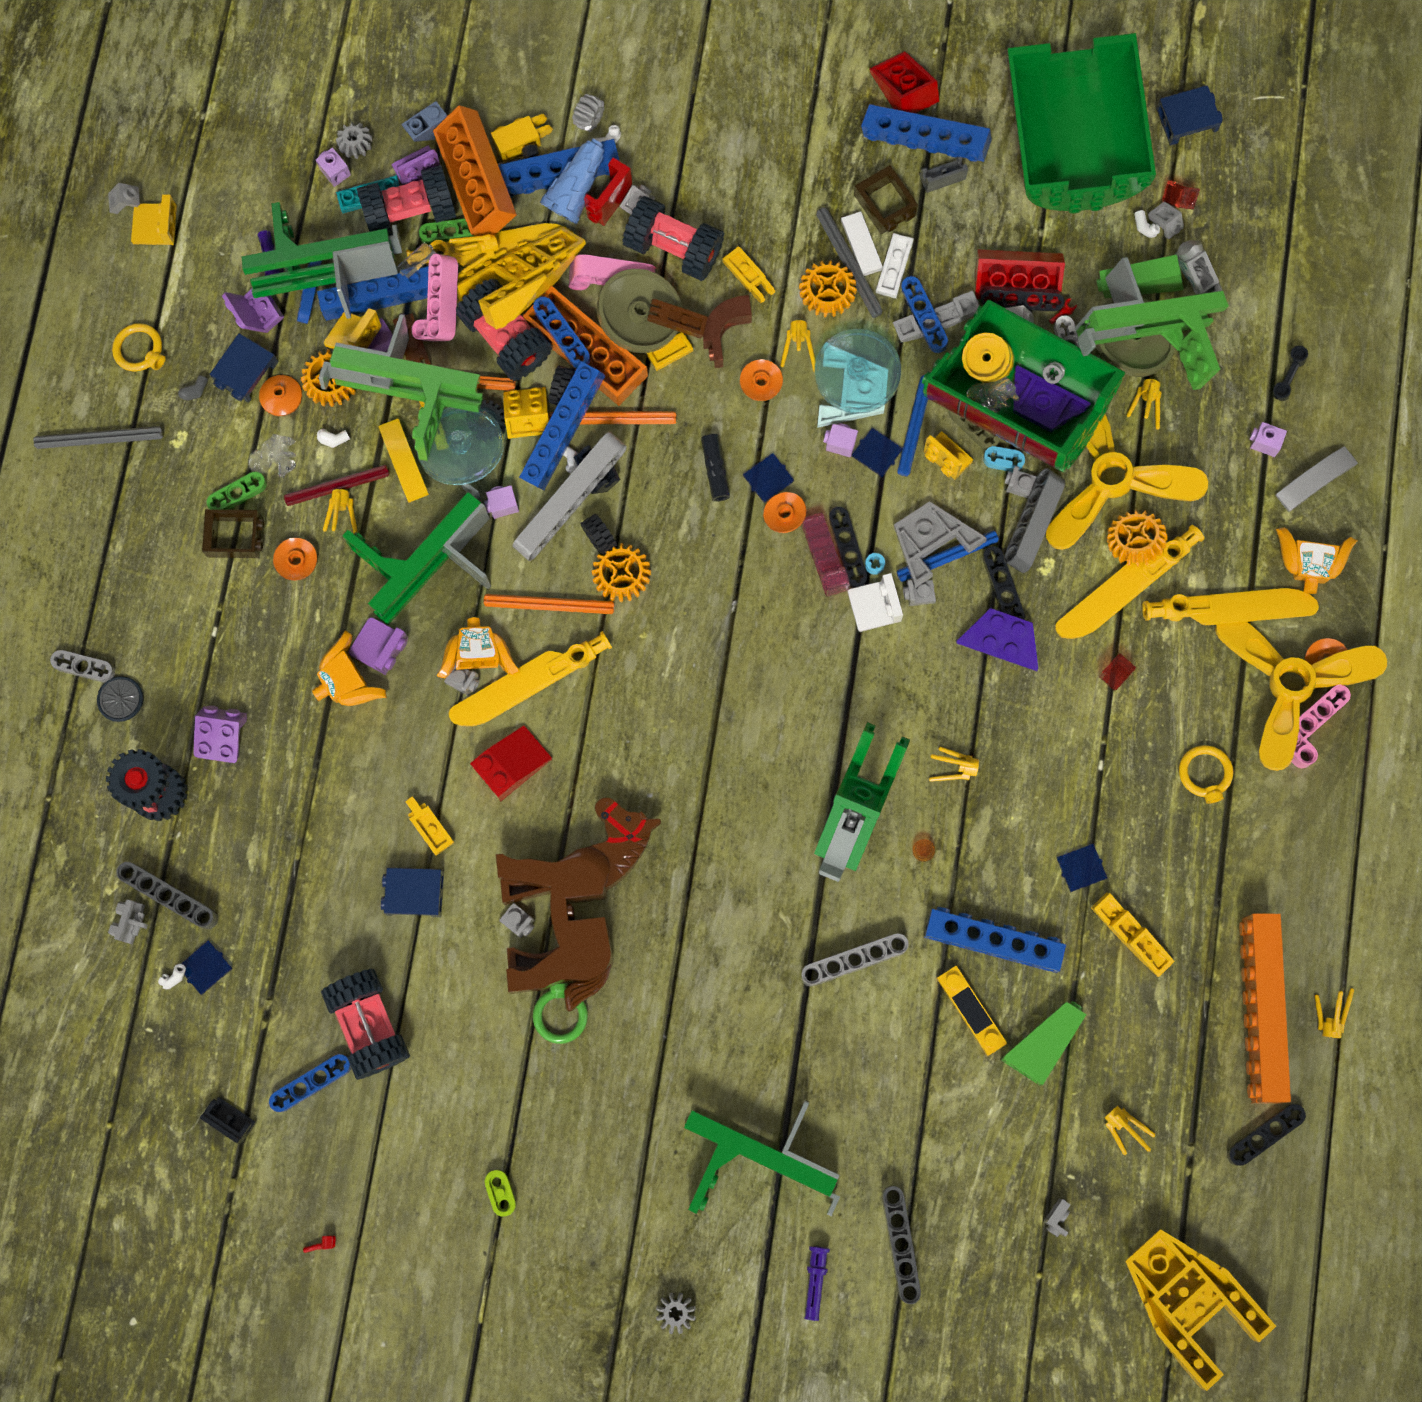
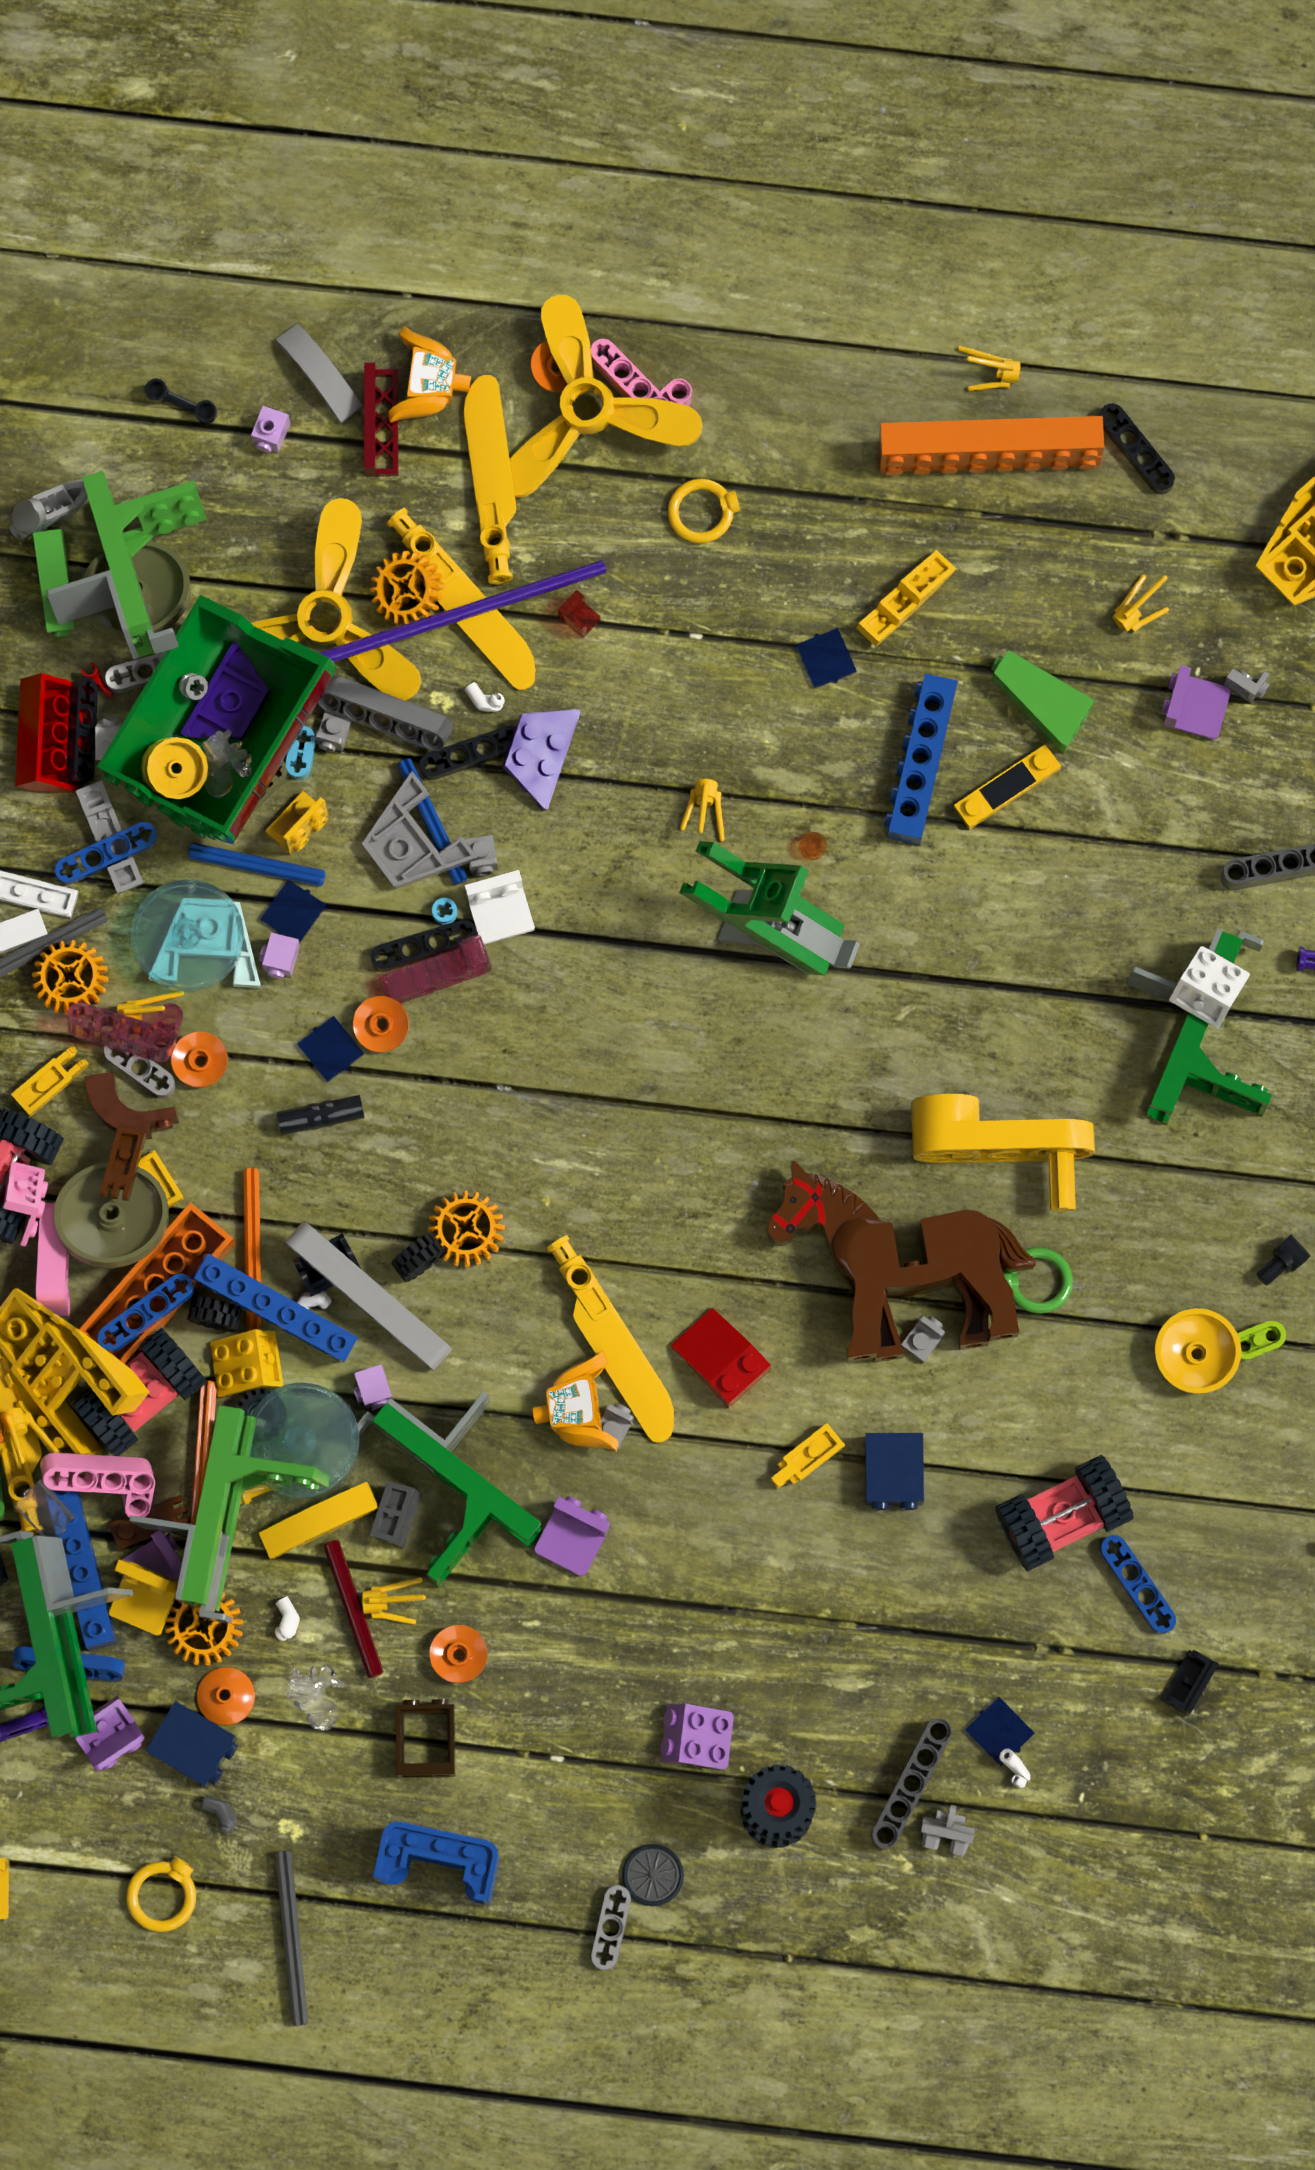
camera: 95 degrees left, 0 degrees up
(143, 540) = (409, 1841): none -> blue windscreen
(237, 484) = (348, 1728): bright green beam -> none
(342, 678) = (618, 1579): light orange torso -> none
(403, 515) = (395, 1514): none -> dark grey hinge
(474, 1139) = (1199, 1331): none -> yellow dish
(551, 604) = (509, 1321): orange axle -> none
(568, 1223) = (1287, 1256): none -> black axle
(654, 247) = (24, 1195): none -> bright pink bracket
(679, 950) = (950, 1131): none -> yellow beam
(757, 329) = (152, 1086): none -> light grey beam
(785, 323) = (125, 1026): none -> clear pink beam
(788, 1165) = (1209, 987): none -> white bracket
(864, 954) = (953, 911): light grey beam -> none
(1040, 1172) = (1195, 705): none -> medium lavender bracket
(1045, 596) = (483, 702): none -> white arm
(1116, 579) = (465, 611): none -> dark purple piece
(1149, 393) = (209, 570): yellow plant -> none
(1277, 514) = (370, 422): none -> dark red fence

